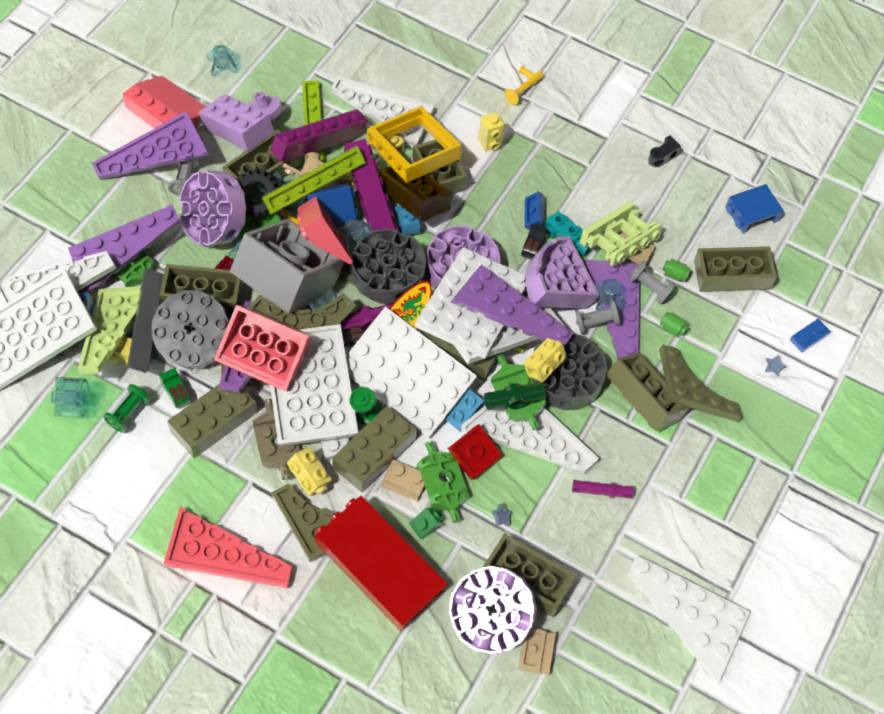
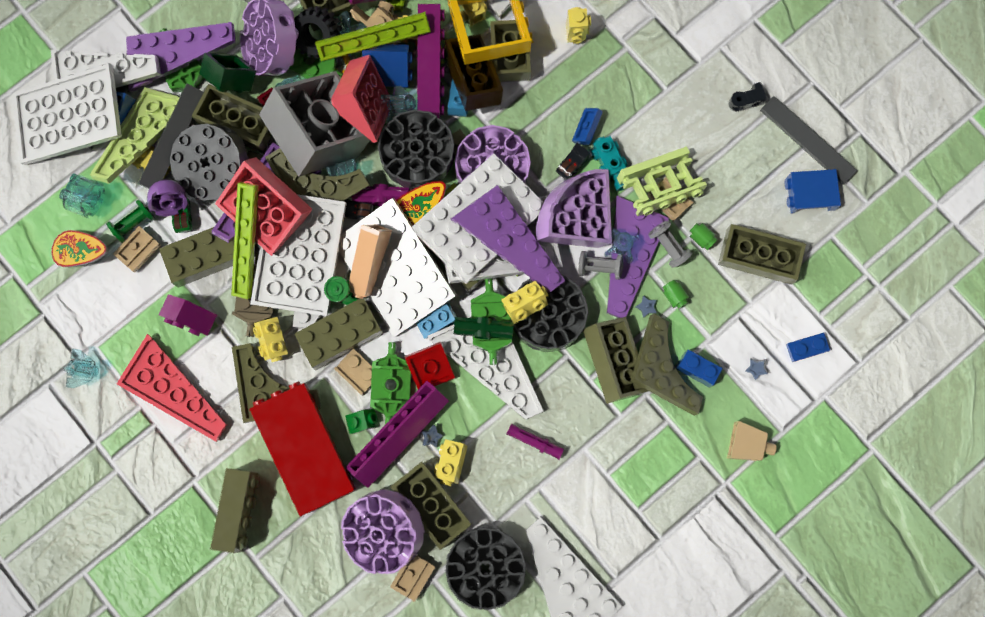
camera: 25 degrees right, 20 degrees up
(79, 449) = (77, 249): none -> shield
(120, 559) = (81, 370): none -> clear light blue brick
(140, 433) = (136, 249): none -> tan plate
(162, 370) = (166, 198): none -> medium lavender cylinder
(181, 250) = (227, 72): none -> dark green piece
(216, 472) = (183, 313): none -> magenta brick
(255, 384) = (244, 240): none -> lime tile
(333, 637) = (234, 511): none -> olive brick
(383, 365) = (368, 259): none -> light nougat slope
(468, 521) = (397, 434): none -> magenta brick
(531, 528) = (450, 462): none -> light yellow brick
(602, 636) = (485, 589): none -> dark grey brick
(652, 344) = (646, 306): none -> sand blue piece
(724, 378) = (699, 368): none -> blue brick
(727, 170) = (807, 139): none -> dark grey tile
(797, 429) = (749, 443): none -> tan torso

